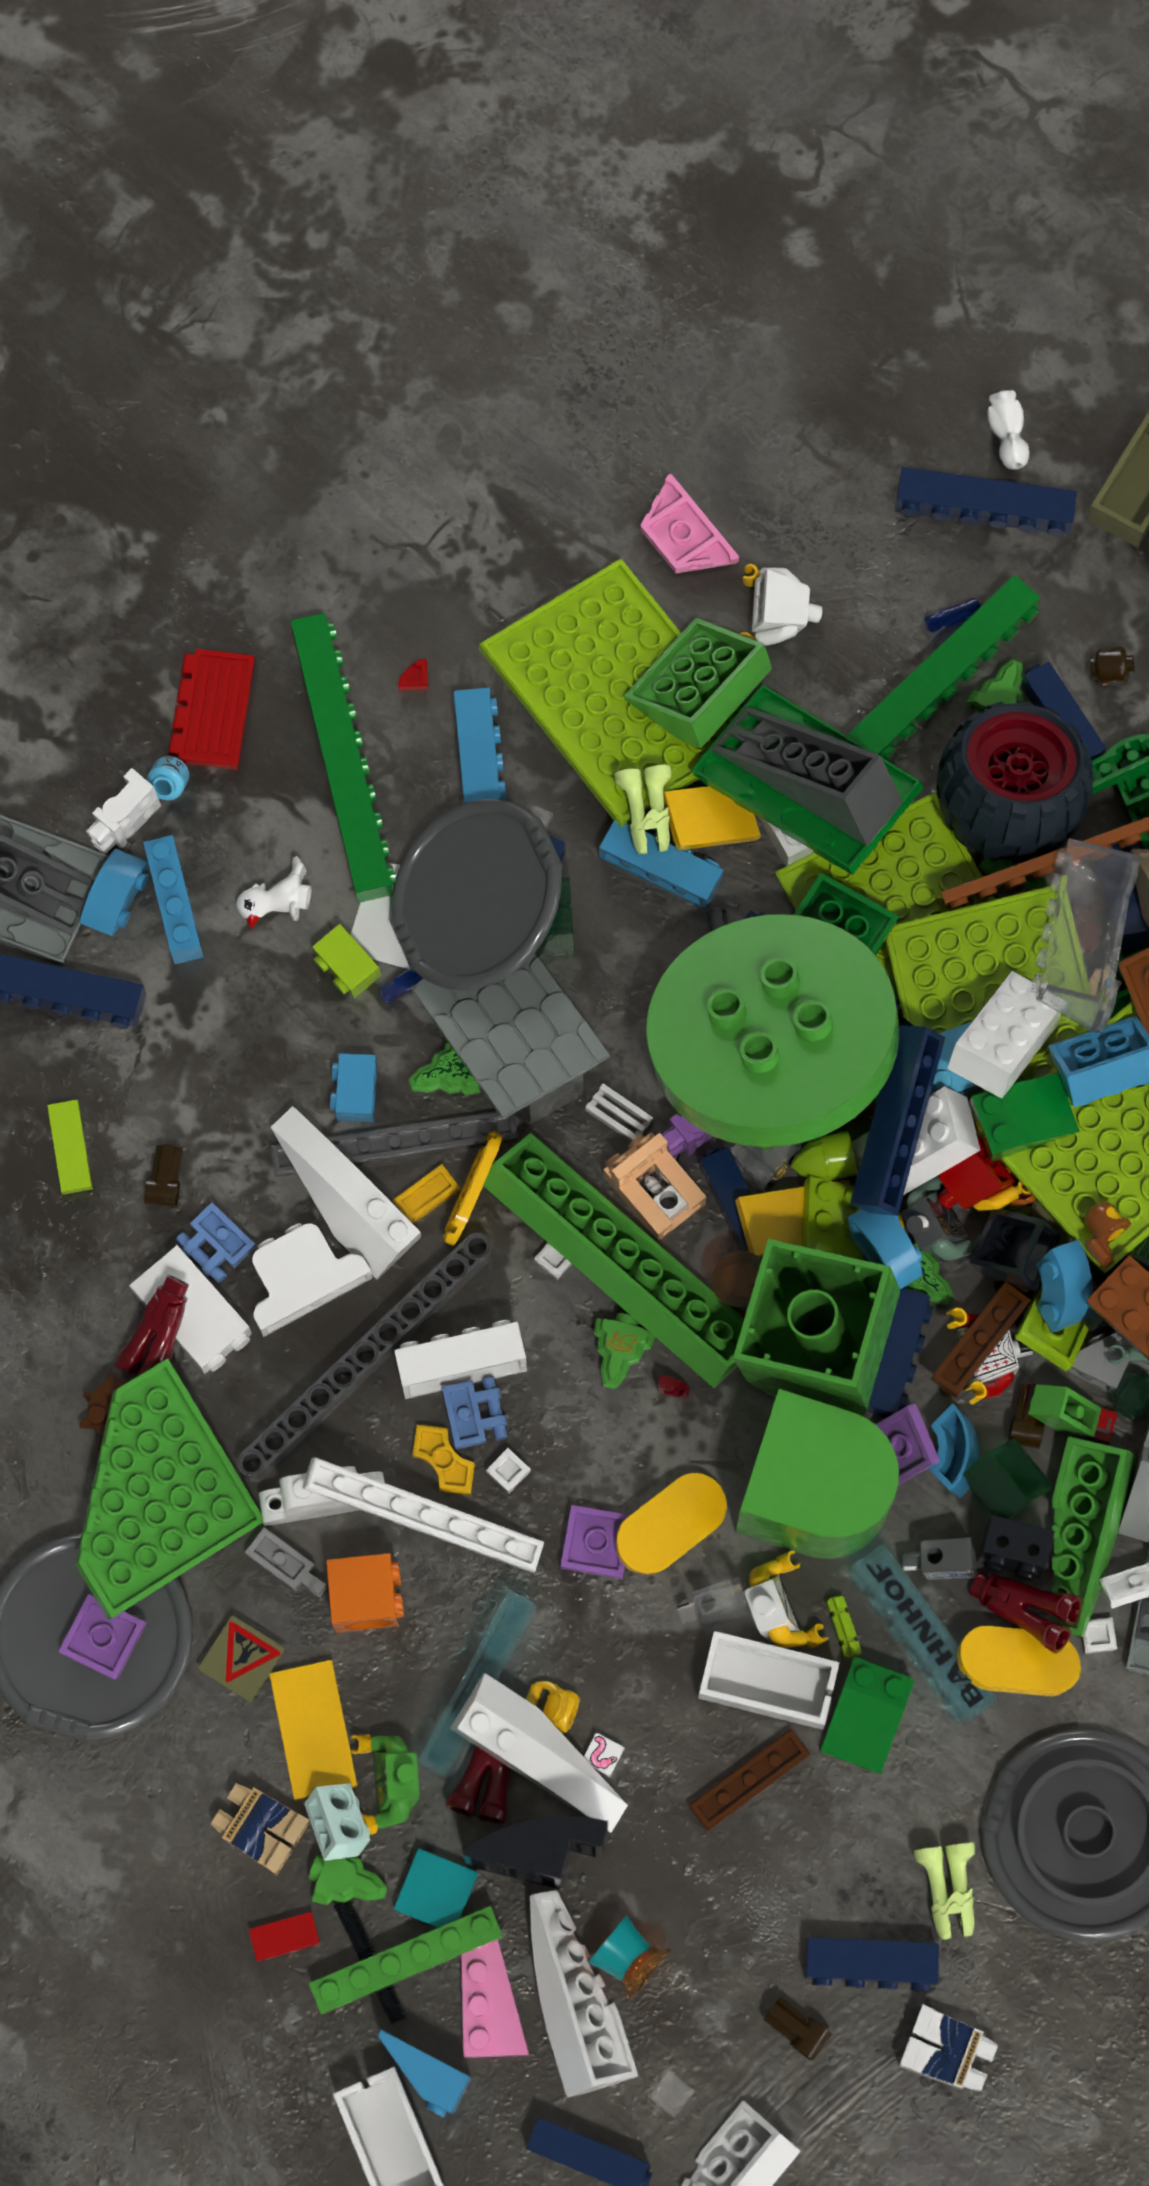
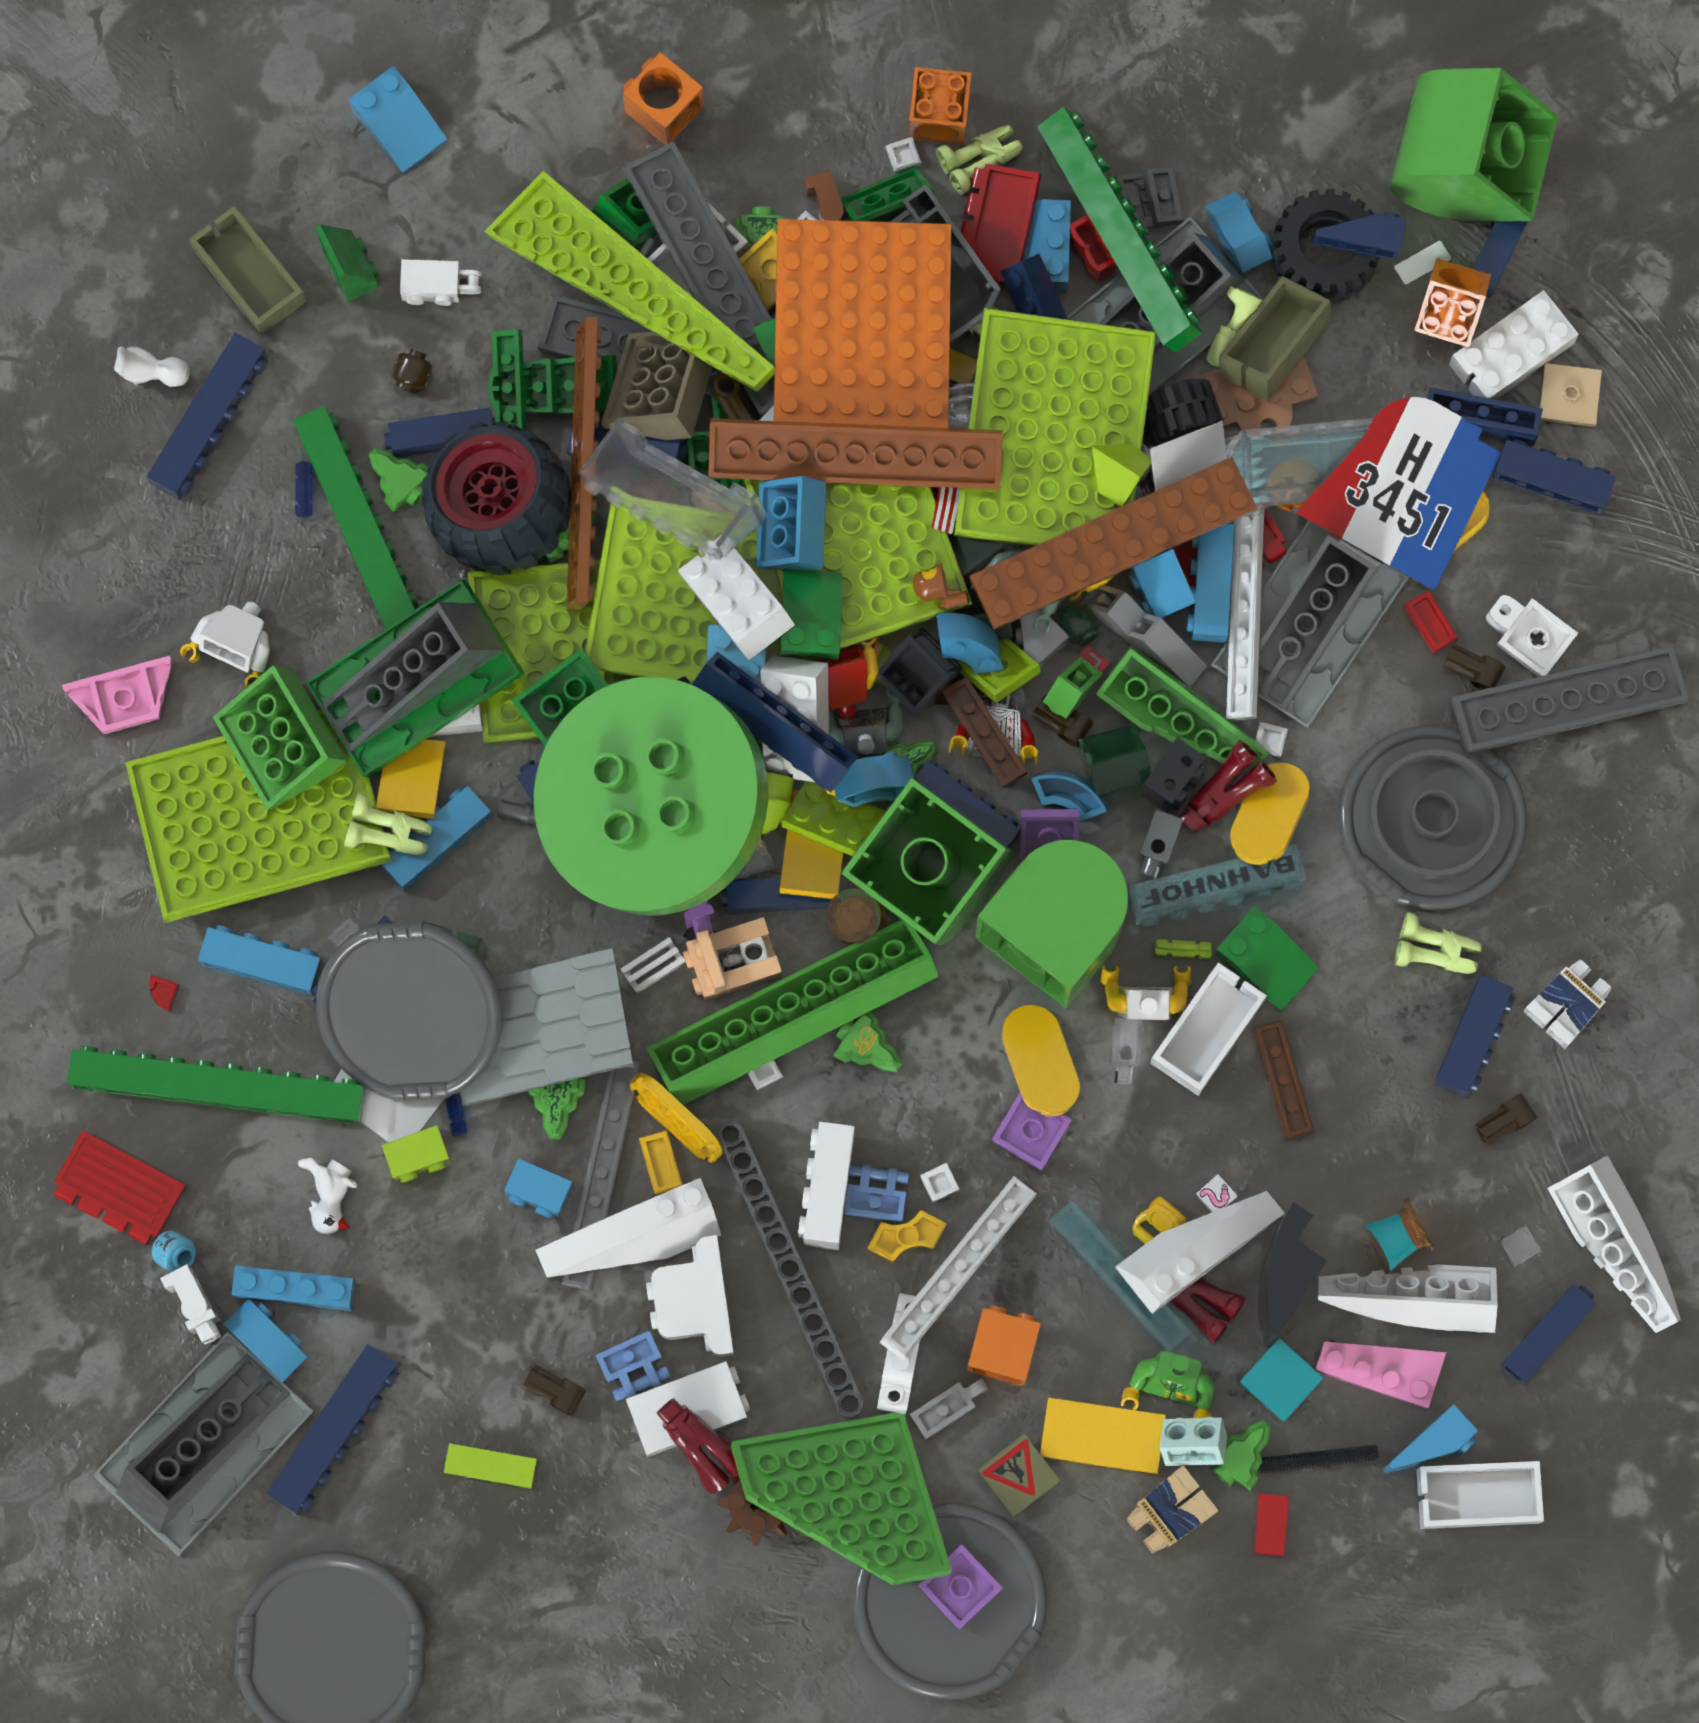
camera: 70 degrees left, 5 degrees up
(406, 1960) = (1331, 1426): bright green plate -> none
(673, 1387) = (920, 1013): dark red tile -> none

